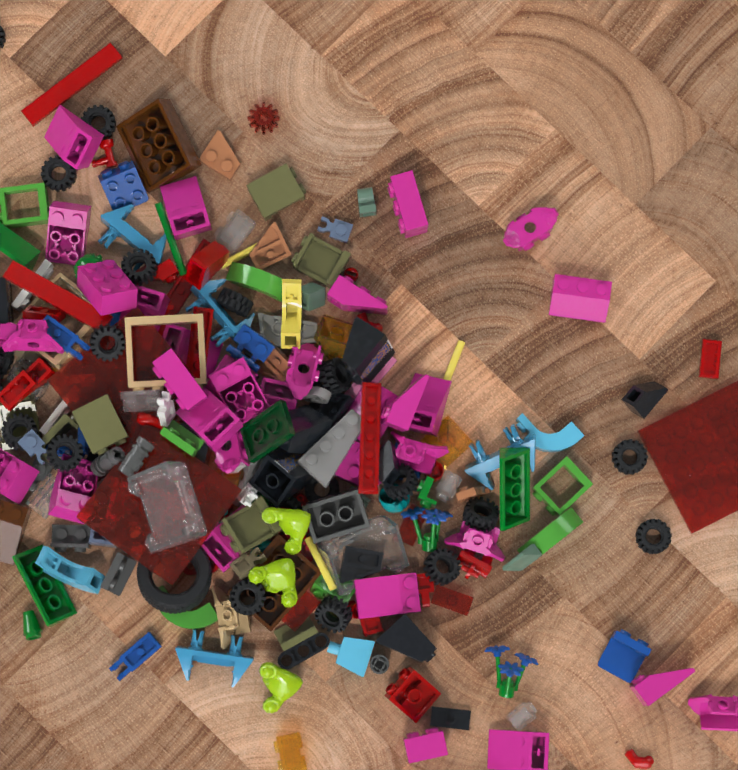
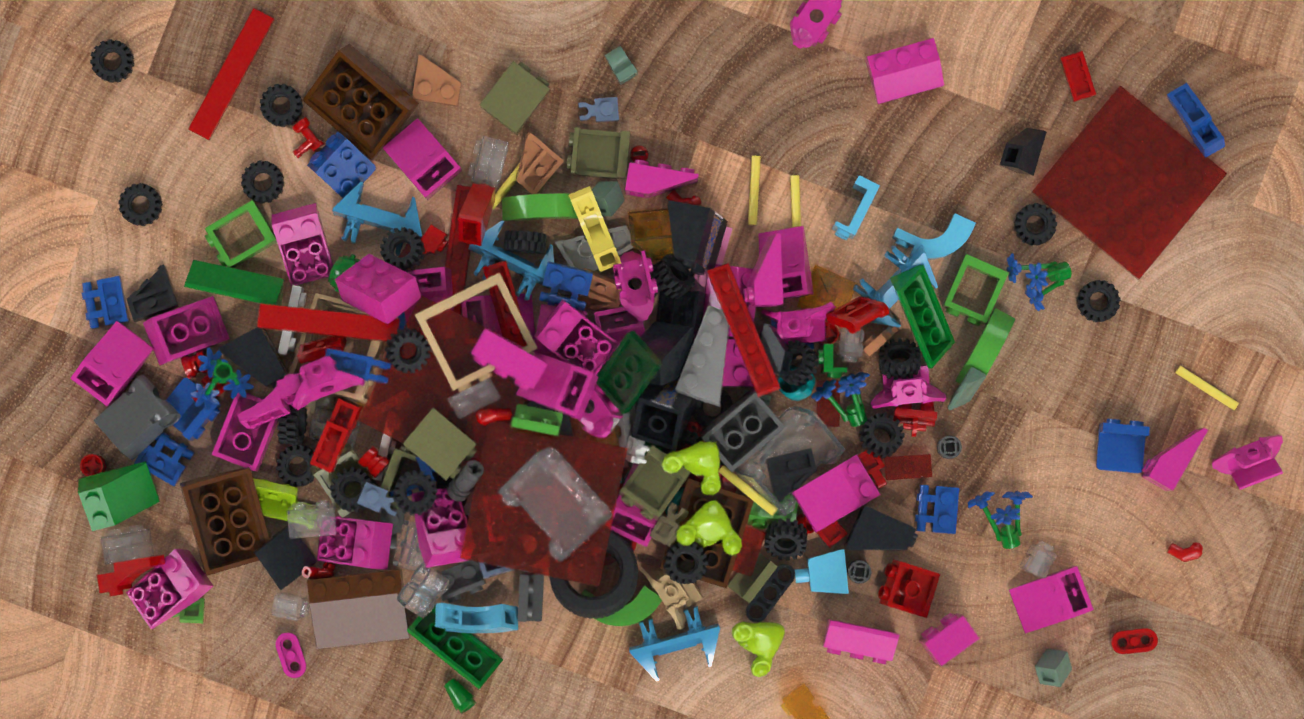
camera: 20 degrees left, 5 degrees up
(39, 531) = (423, 590): none -> clear brick
(45, 417) = (374, 462): none -> red wheel
(73, 138) = (262, 136): dark pink slope -> none
(134, 458) = (496, 466): dark grey axle -> none
(137, 655) = (590, 676): blue hinge -> none
(166, 411) = (506, 396): white plate -> none
(170, 238) = (422, 202): green bar -> none
(259, 123) = (464, 28): clear red gear -> none
(318, 395) = (664, 305): light grey beam -> none
(356, 718) = (860, 641): none -> dark pink slope
(407, 204) = (669, 48): dark pink brick -> none
(426, 338) = (754, 190): none -> light yellow bar
(450, 718) = (961, 596): black plate -> none
(462, 464) = (857, 313): none -> red plate
(466, 646) = (945, 509): none -> blue plate
(490, 598) = (945, 447): none -> dark grey wheel
(513, 375) = (869, 190): none -> medium azure panel
(630, 500) = (1056, 273): none -> plant
(709, 640) = (1206, 387): none -> light yellow bar

